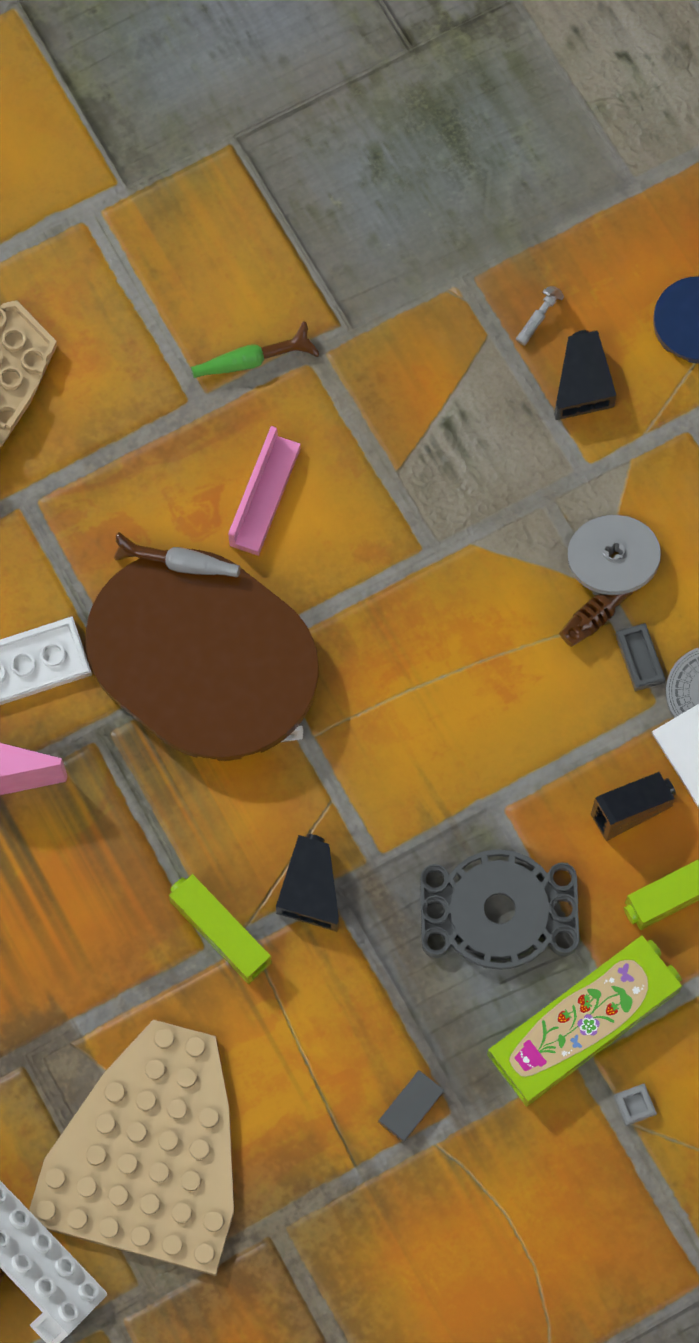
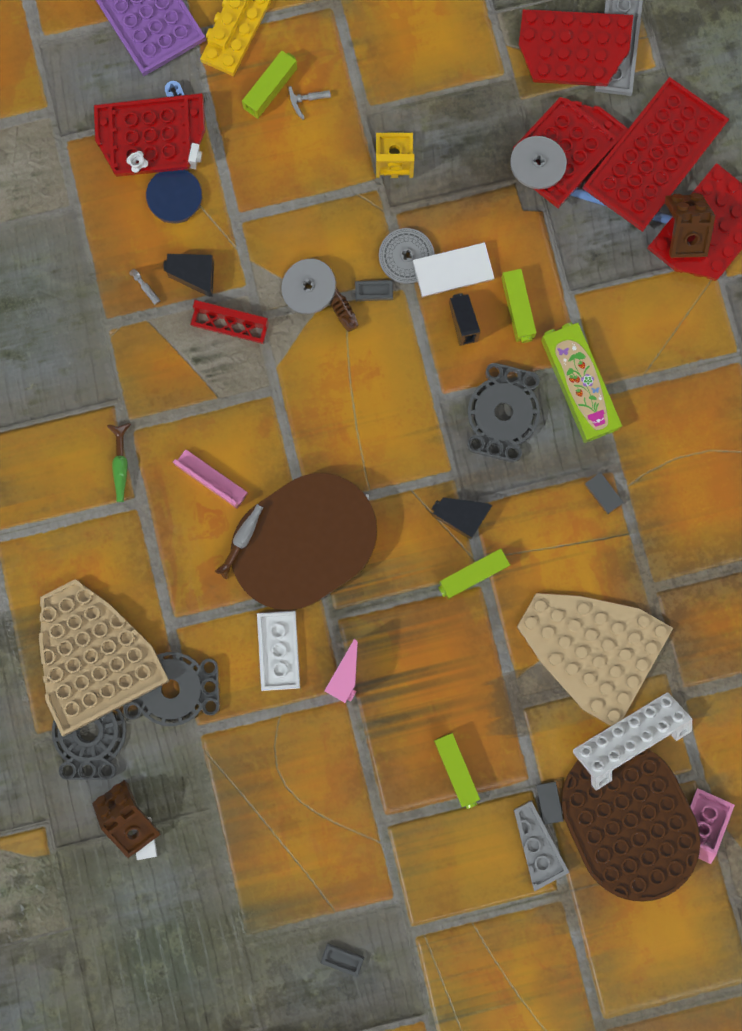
camera: 75 degrees left, 10 degrees up
(531, 450) = (232, 315): none -> red fence
(634, 1105) = (634, 369): light grey tile -> none

